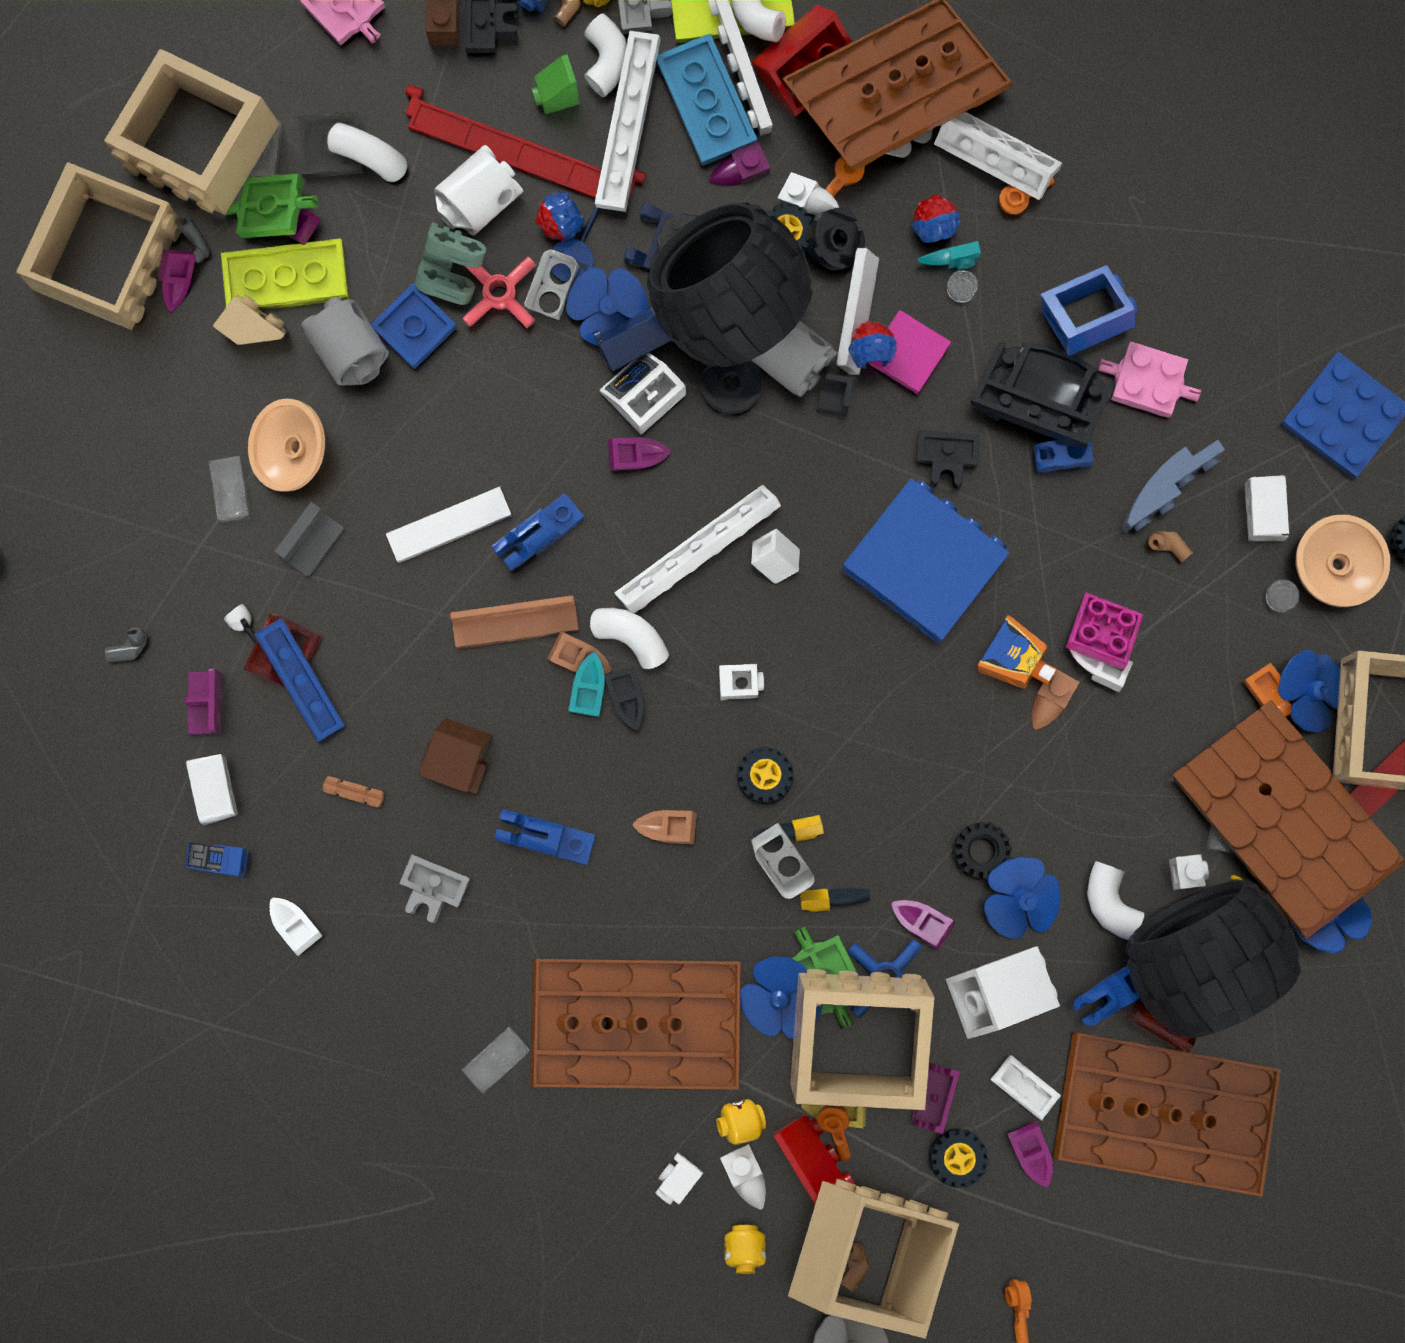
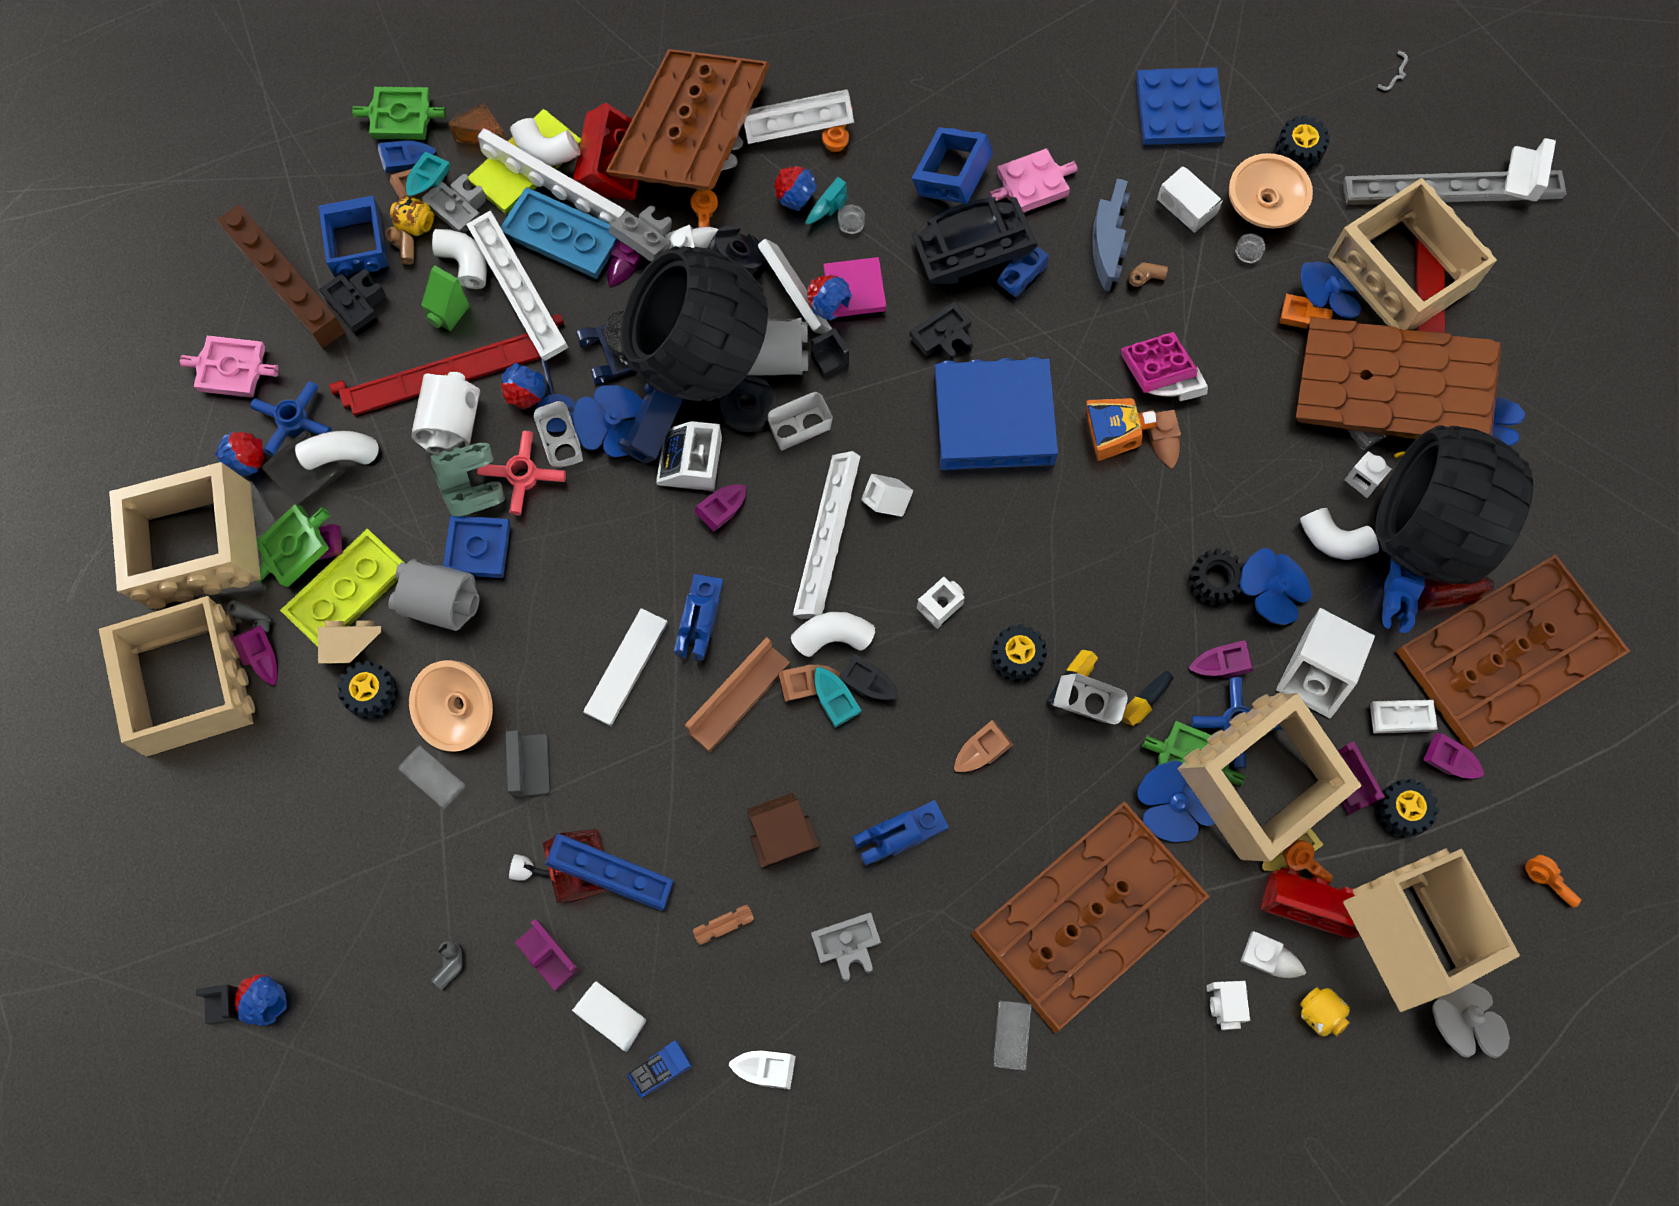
camera: 40 degrees left, 10 degrees down
(229, 367) = (359, 681): none -> black wheel
(290, 91) = (241, 453): none -> piece
(354, 81) = (284, 411): none -> blue bar
(741, 1121) = (1234, 918): yellow head -> none
(755, 420) = (784, 415): none -> white piece
(770, 158) = (643, 233): none -> light grey plate

